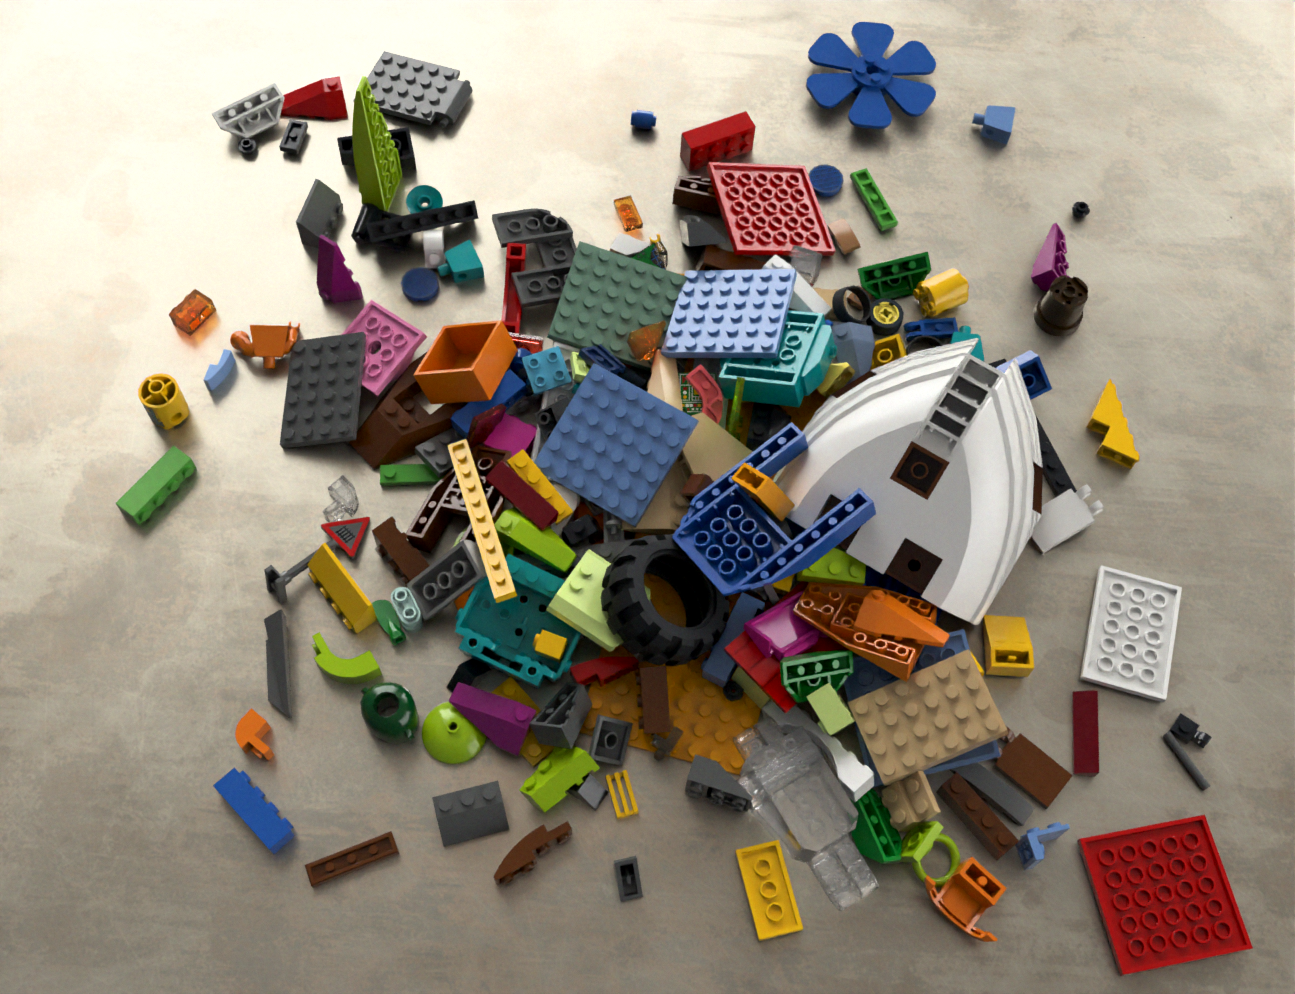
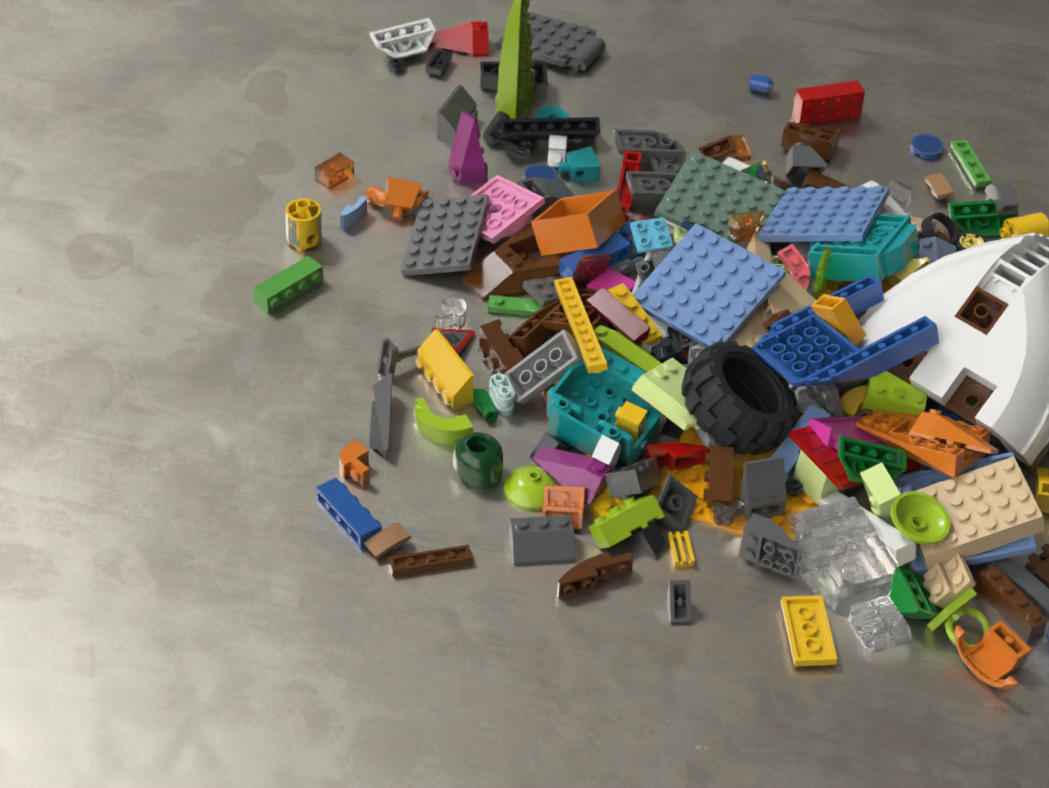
camera: 10 degrees right, 20 degrees down
(301, 842) = (386, 539): none -> medium nougat slope
(430, 311) = (548, 189): none -> dark grey slope
(489, 762) = (565, 501): none -> orange slope
(528, 695) = (607, 451): none -> white brick
(605, 220) = (718, 148): none -> reddish brown slope
(679, 260) = (778, 182): none -> reddish brown slope
(702, 714) = (763, 487): none -> dark grey slope
(769, 208) = (870, 152): plate -> none
(871, 75) = (980, 74): blue piece -> none
(888, 745) = (920, 517): none -> lime dish
(914, 253) = (1003, 197): none -> dark grey arch

